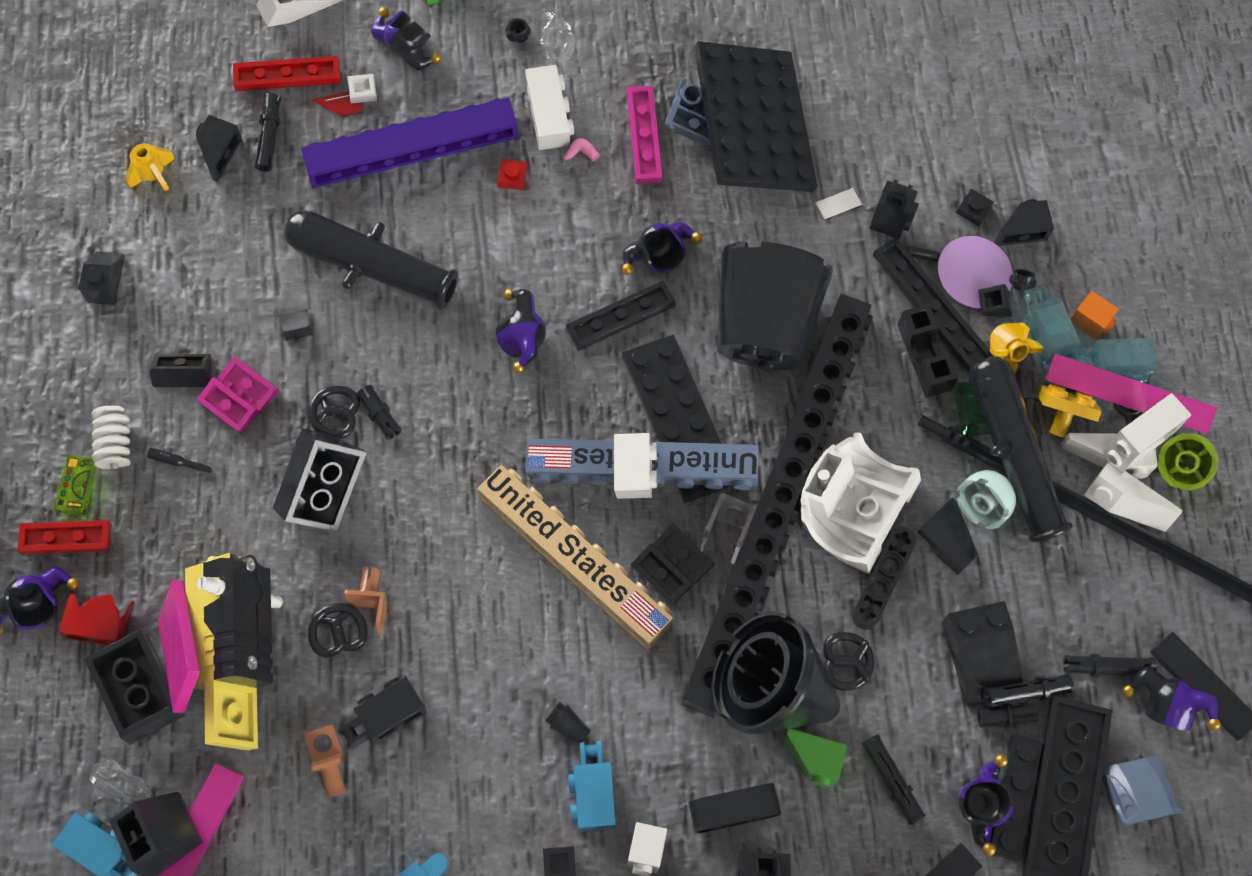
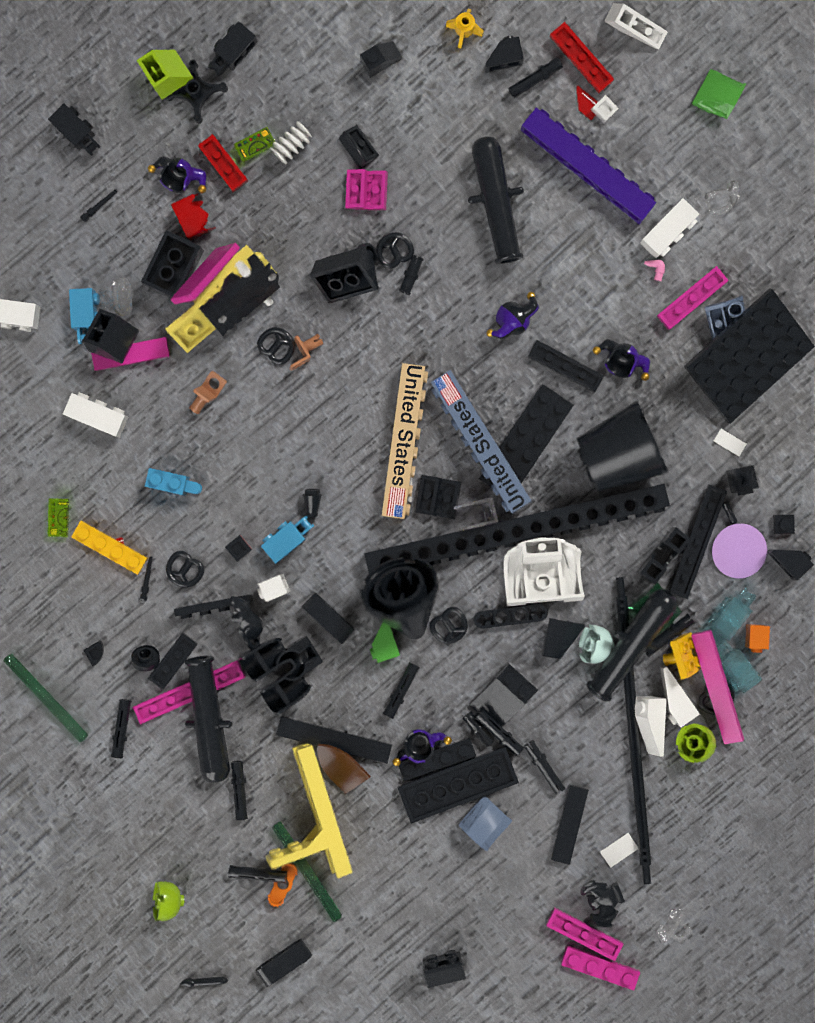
camera: 65 degrees right, 20 degrees up
(176, 460) = (306, 186): black piece -> none
(296, 325) = (429, 188): black slope -> none
(384, 713) = (251, 404): black brick -> none
(404, 38) = (655, 108): black piece -> none
(512, 174) = (611, 239): red plate -> none
(518, 25) = (710, 167): black plate -> none
(634, 465) = (470, 441): white brick -> none
(995, 301) = (727, 574): black slope -> none
(1012, 343) = (702, 601): yellow brick -> none
(1023, 279) = (752, 582): black plate -> none
(1146, 433) = (690, 710): white window -> none
(1173, 700) = (545, 812): piece -> none

